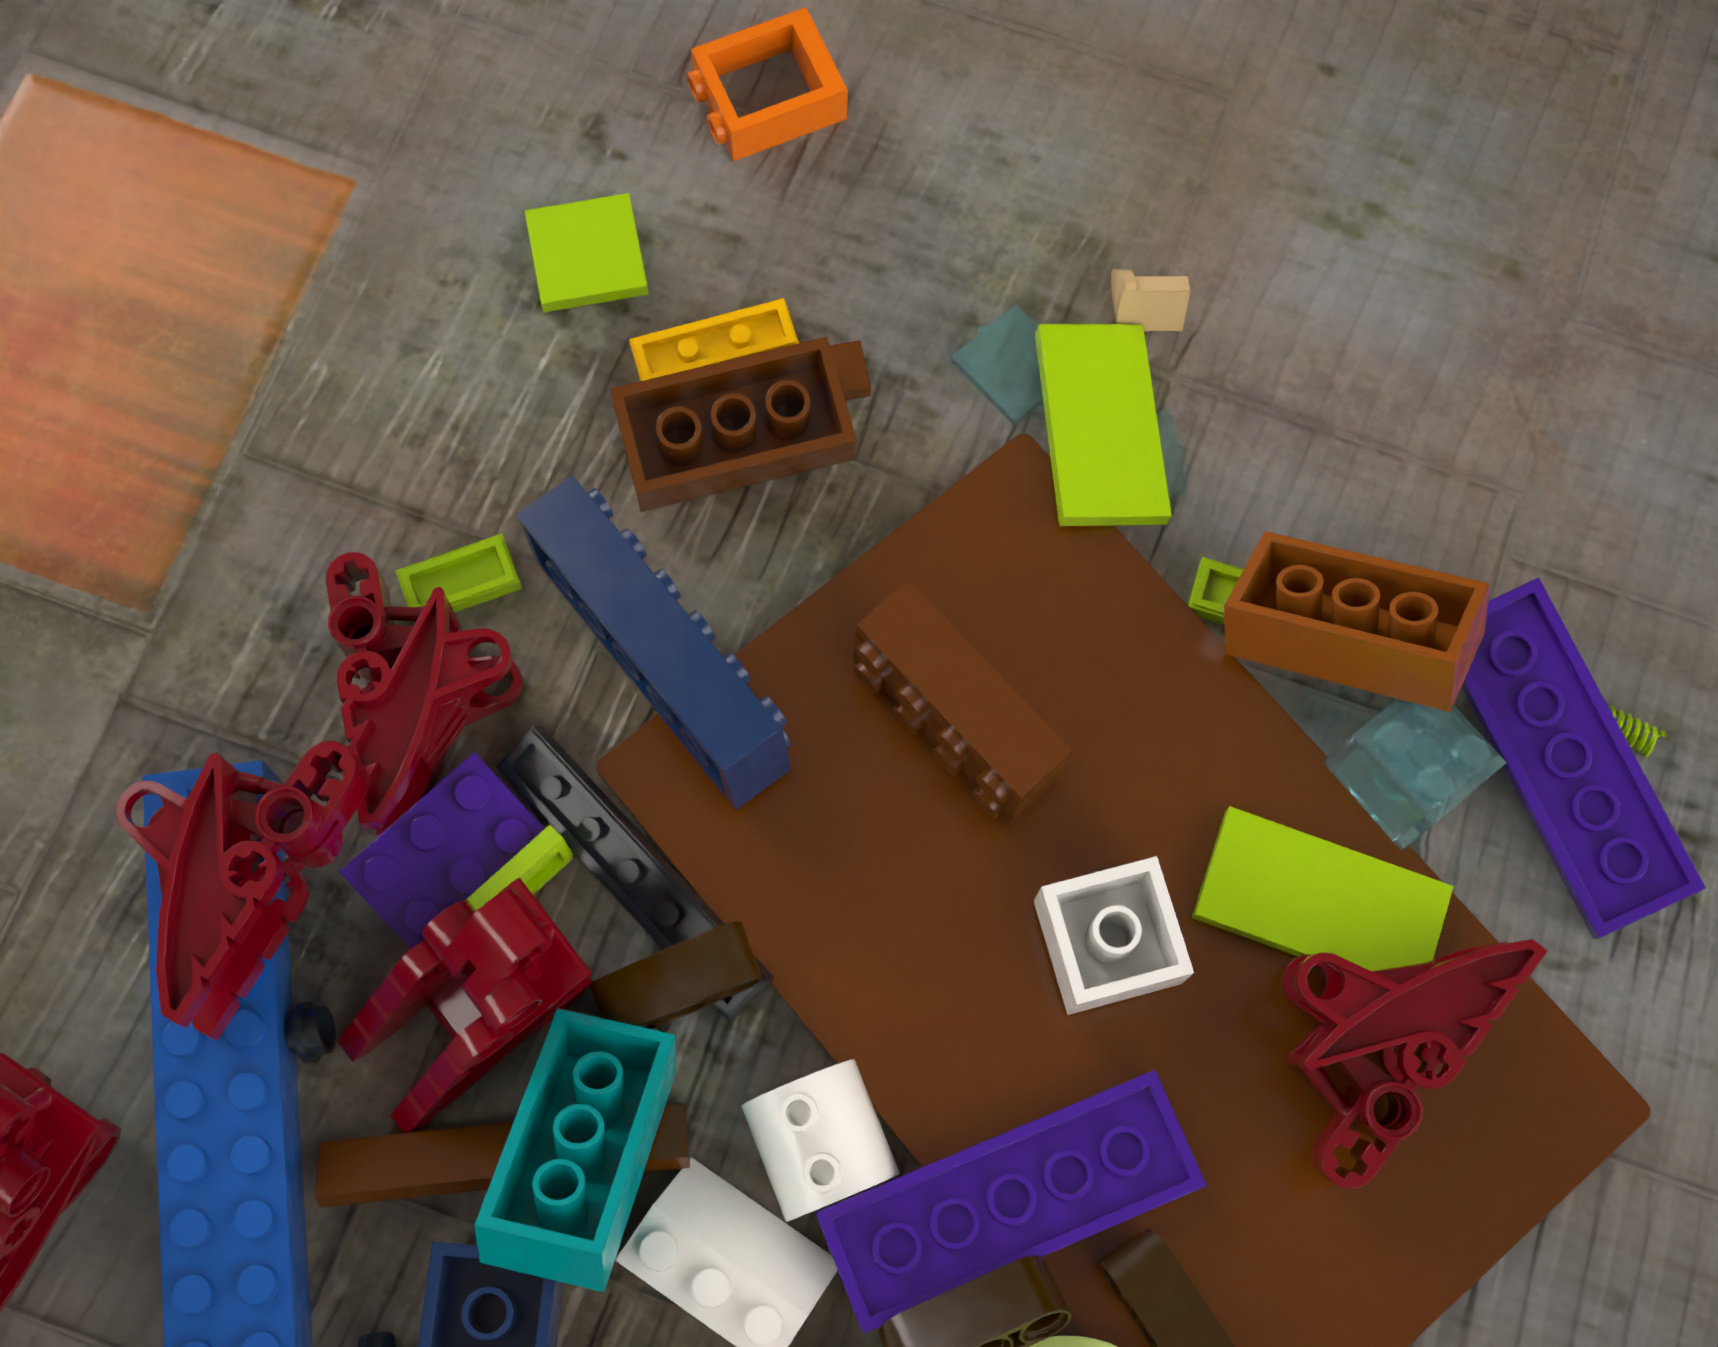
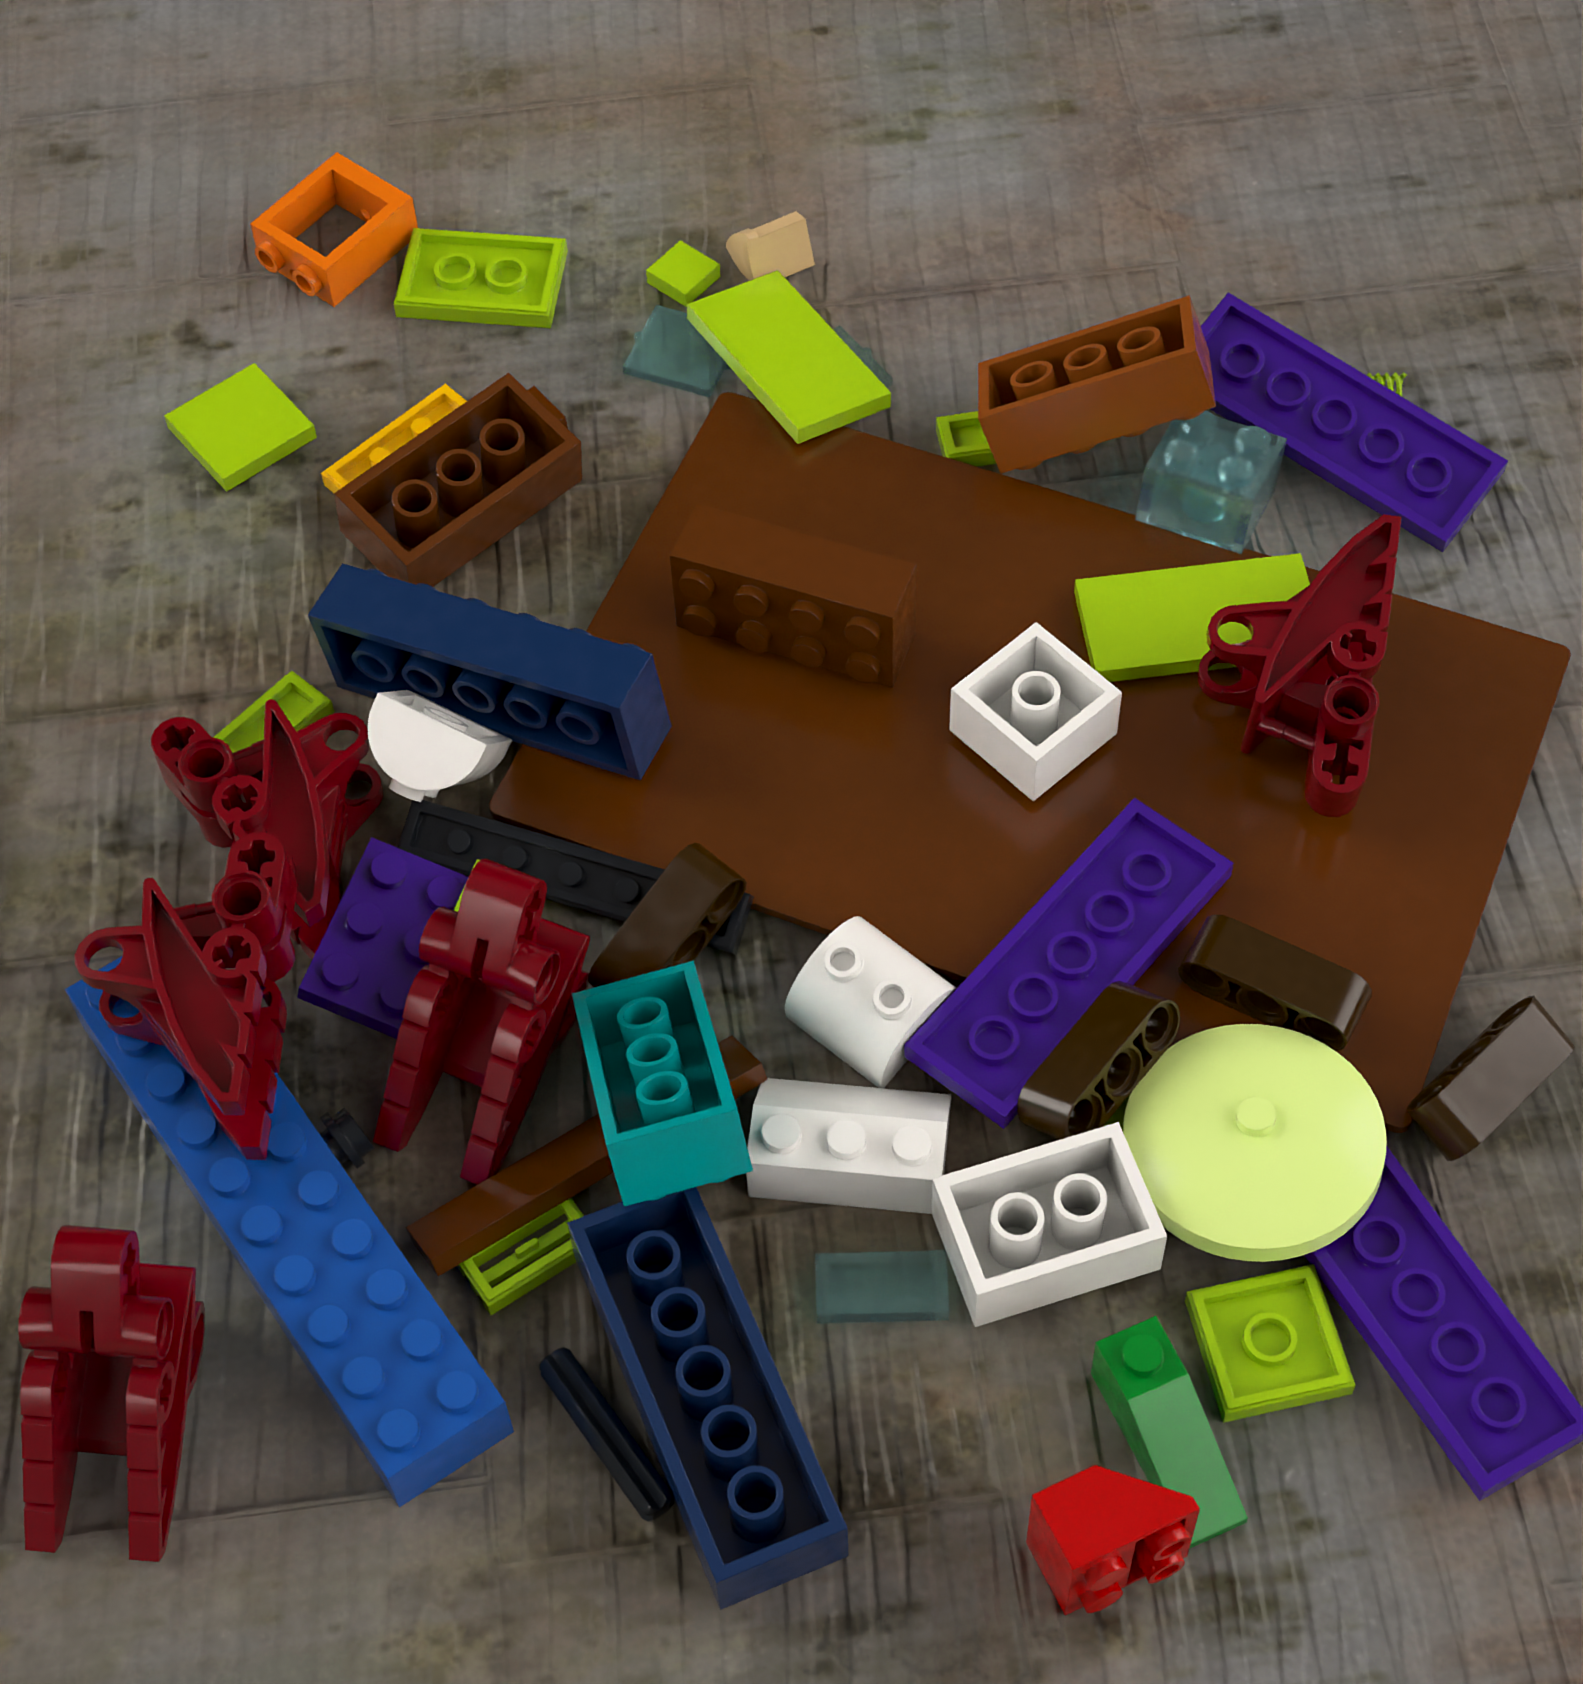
camera: 20 degrees left, 15 degrees down
(354, 1225) = (532, 1275): none -> lime tile
(566, 689) = (429, 745): none -> white brick
(875, 196) = (481, 278): none -> lime tile
(1057, 282) = (683, 273): none -> lime tile

